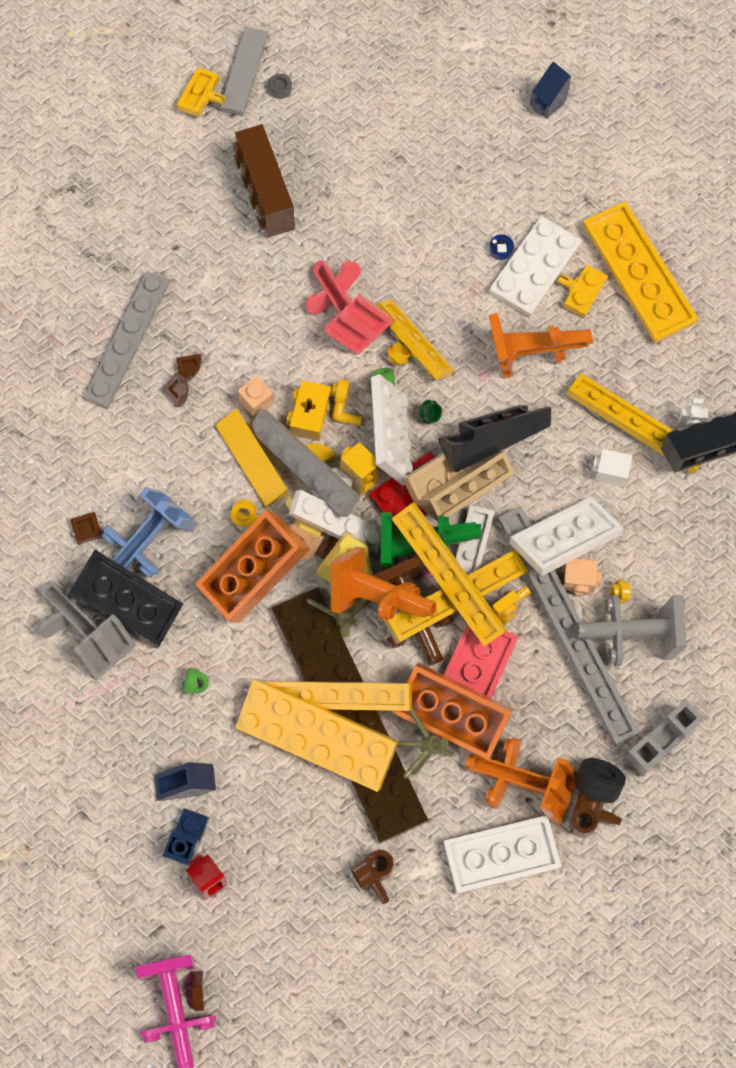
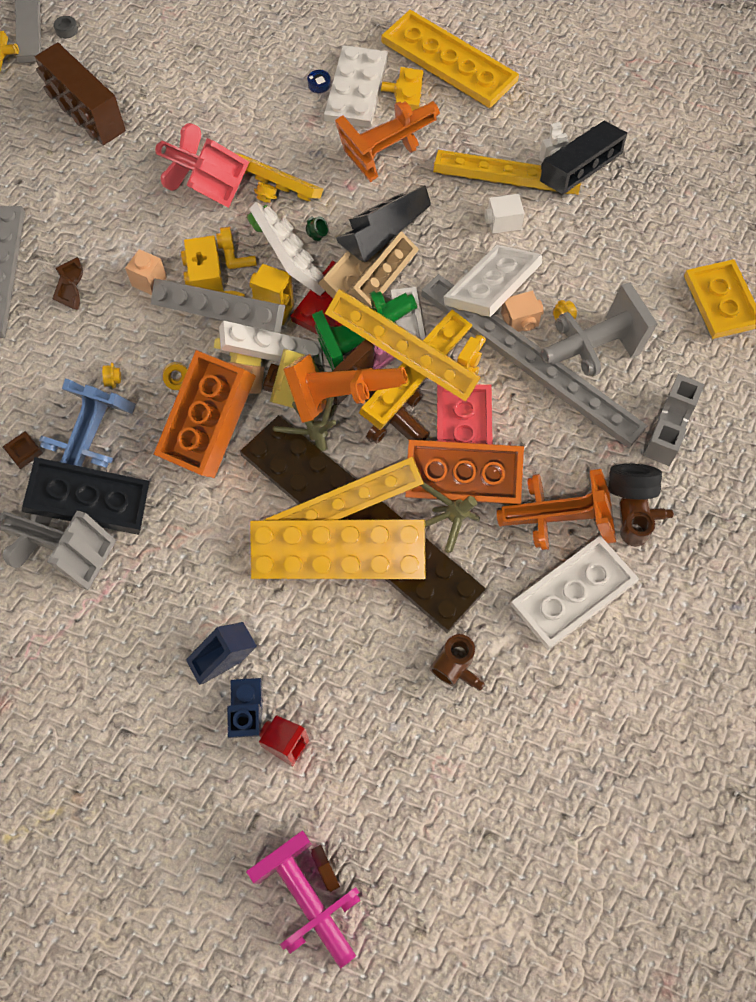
camera: 20 degrees left, 5 degrees down
(187, 488) = (111, 375): none -> yellow plate
(191, 679) = (186, 549): bright green tile -> none
(252, 458) = (163, 325): yellow slope -> none

